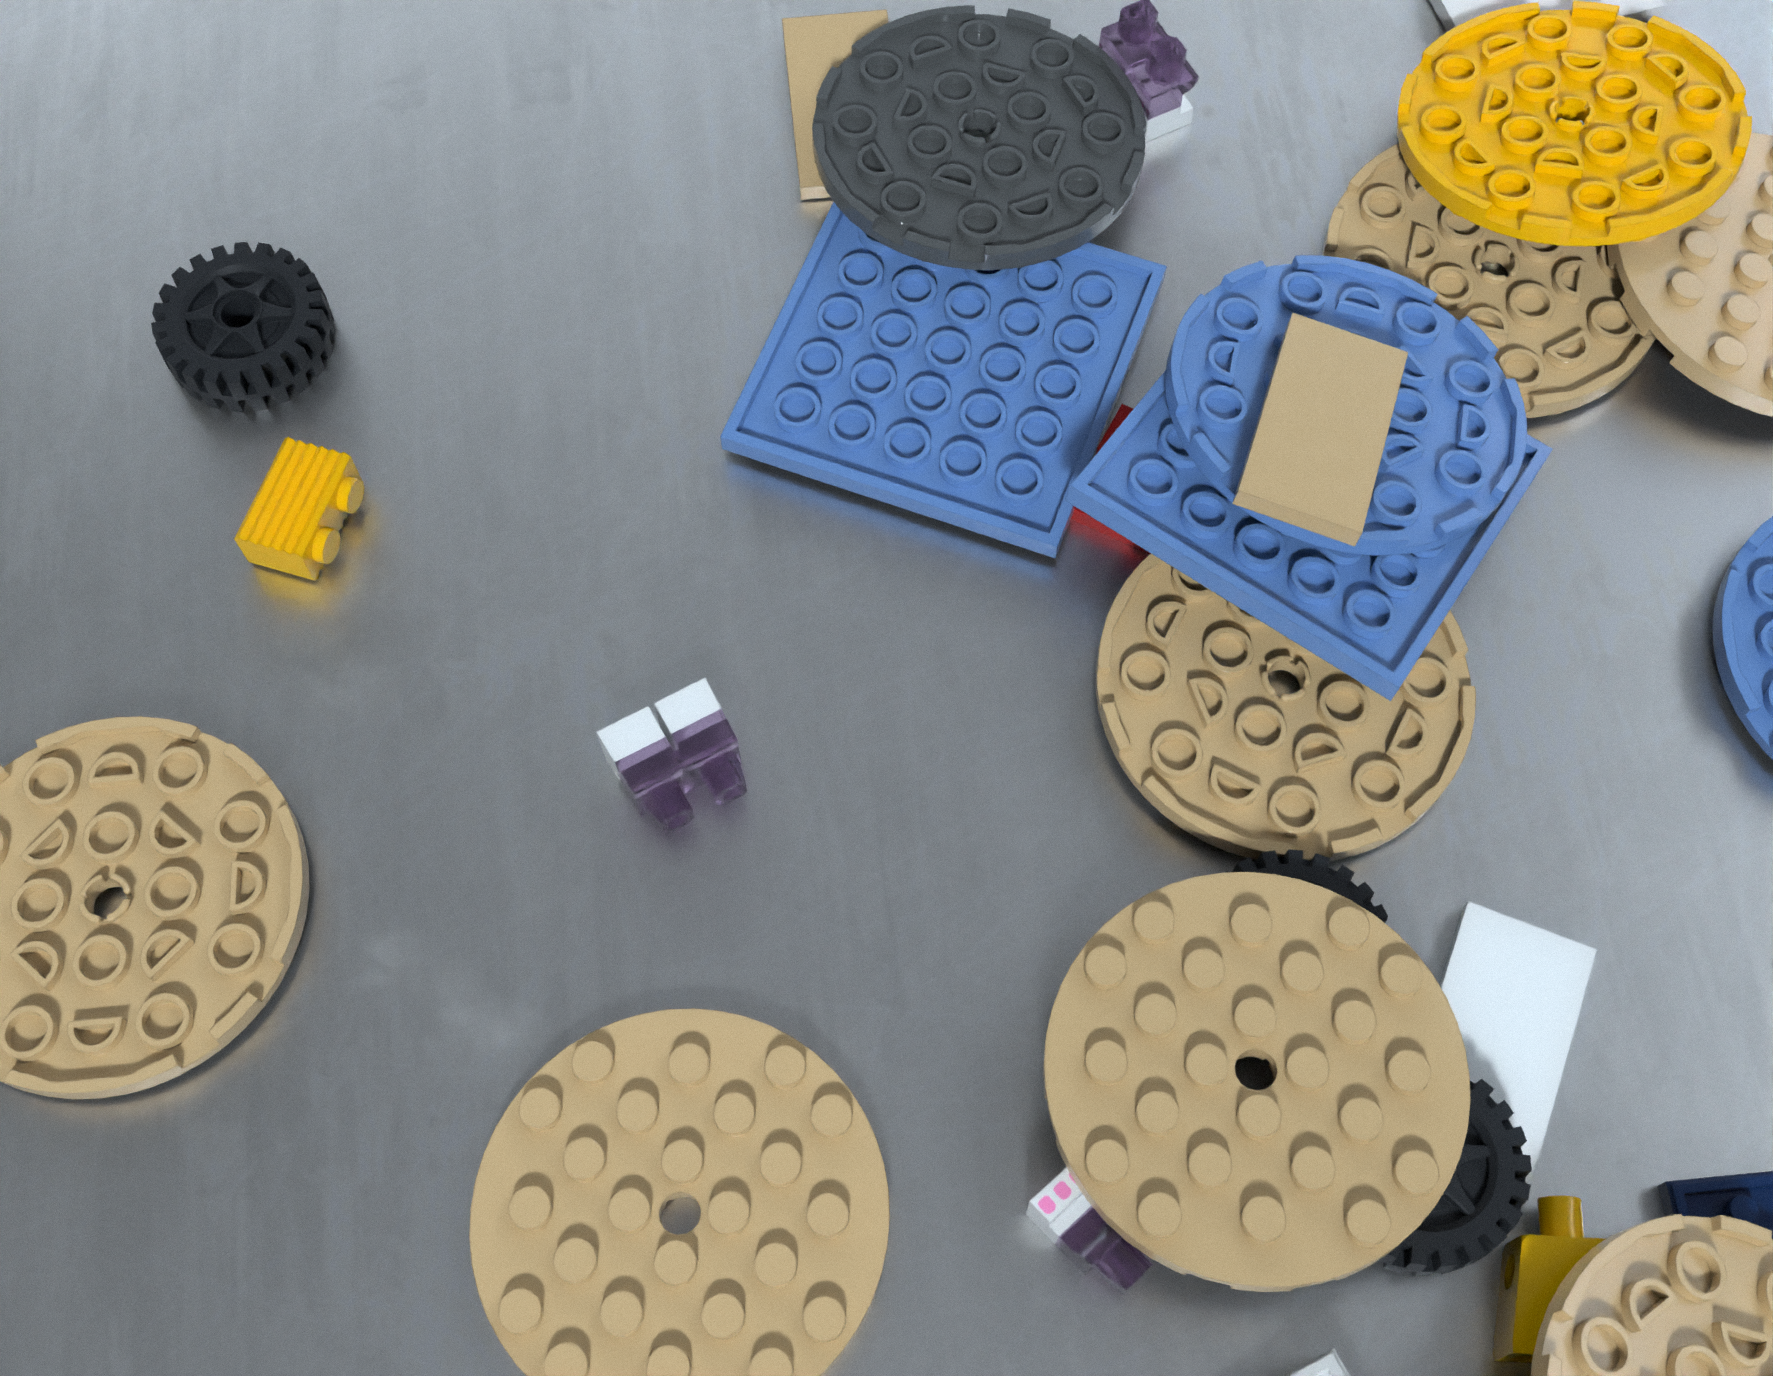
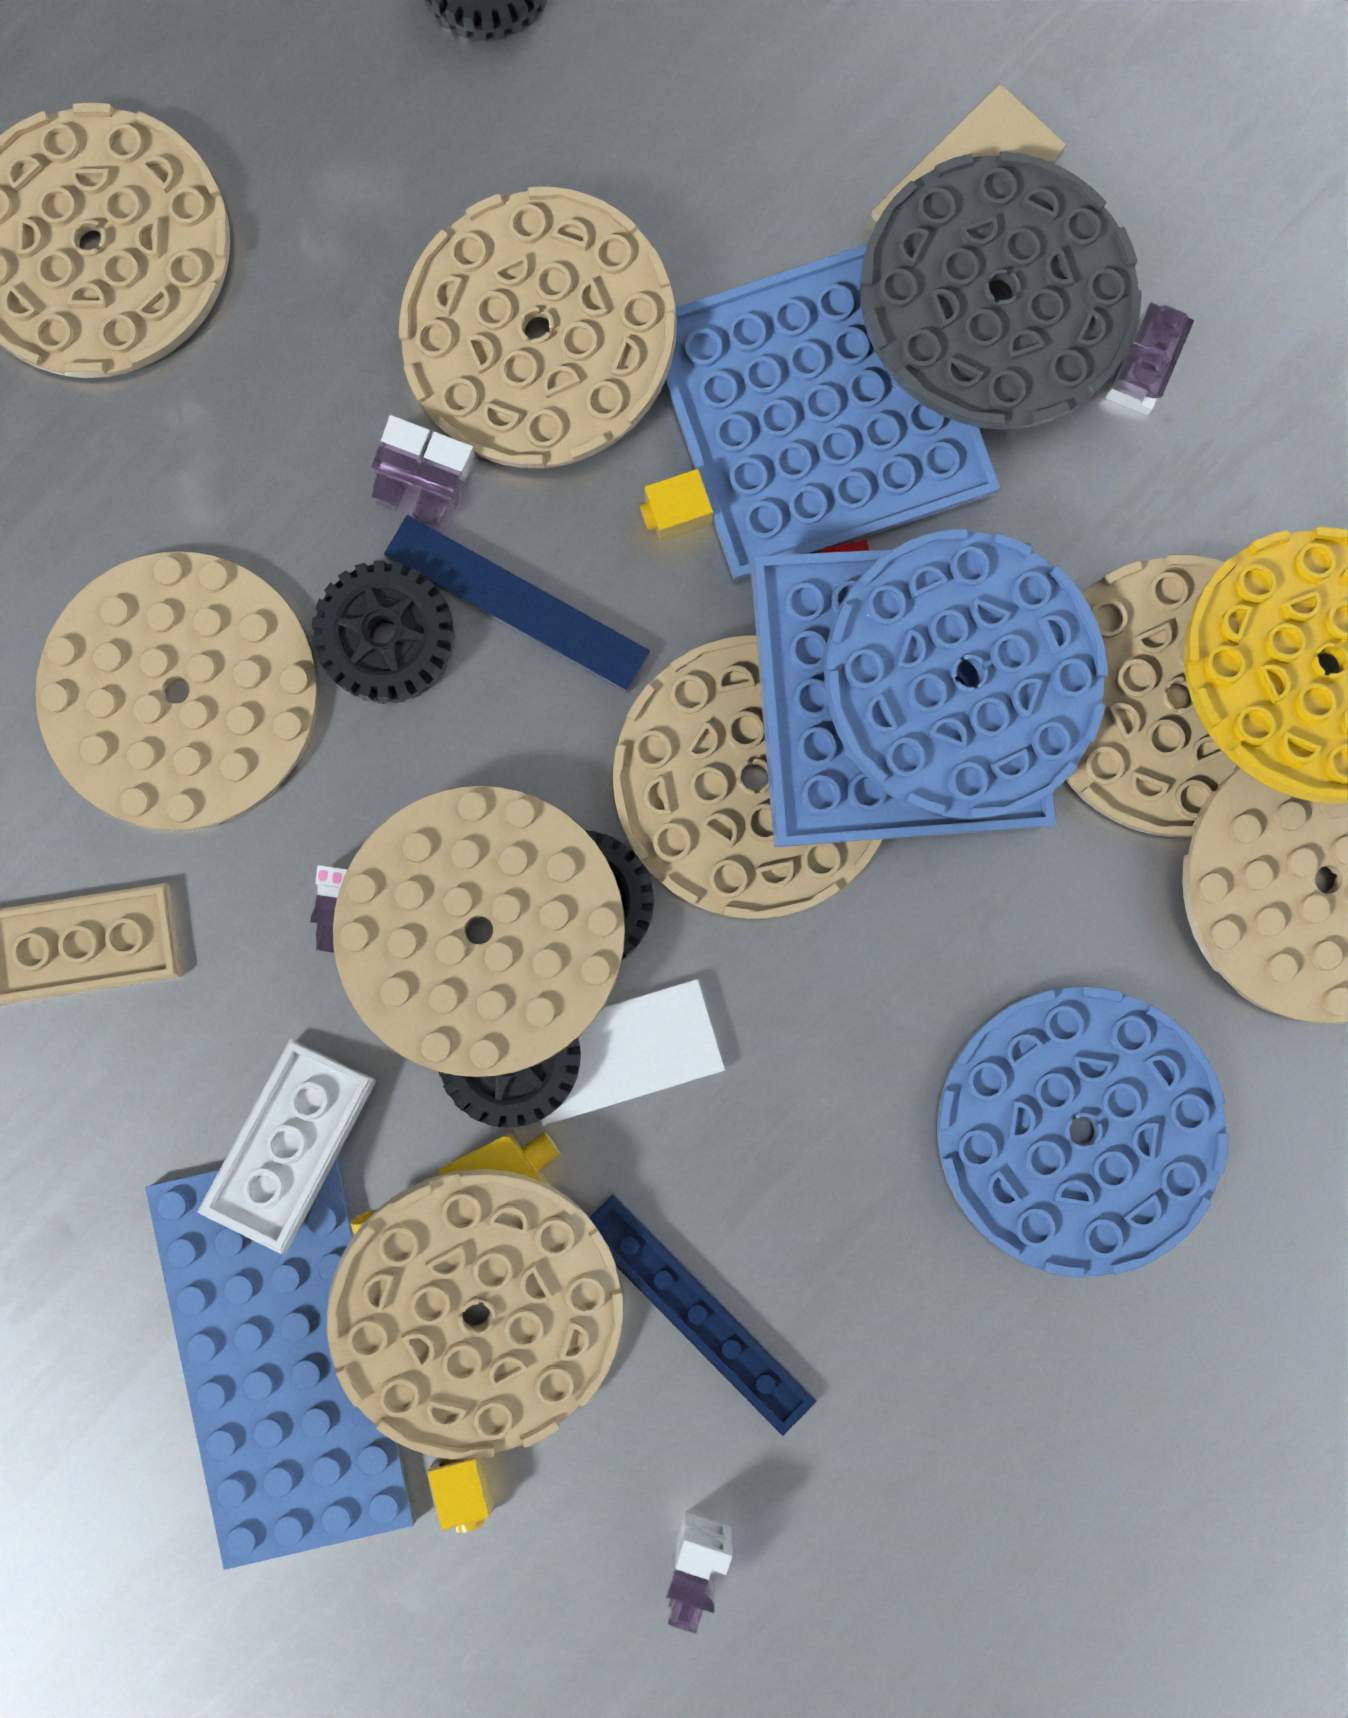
camera: 55 degrees right, 20 degrees up
(301, 509) = (395, 118): yellow brick -> none
(620, 620) = (526, 259): none -> tan plate
(826, 978) = (362, 603): none -> black wheel
(897, 776) = (518, 604): none -> dark blue tile
(935, 545) = (676, 506): none -> yellow brick
(1322, 430) = (918, 675): tan tile -> none

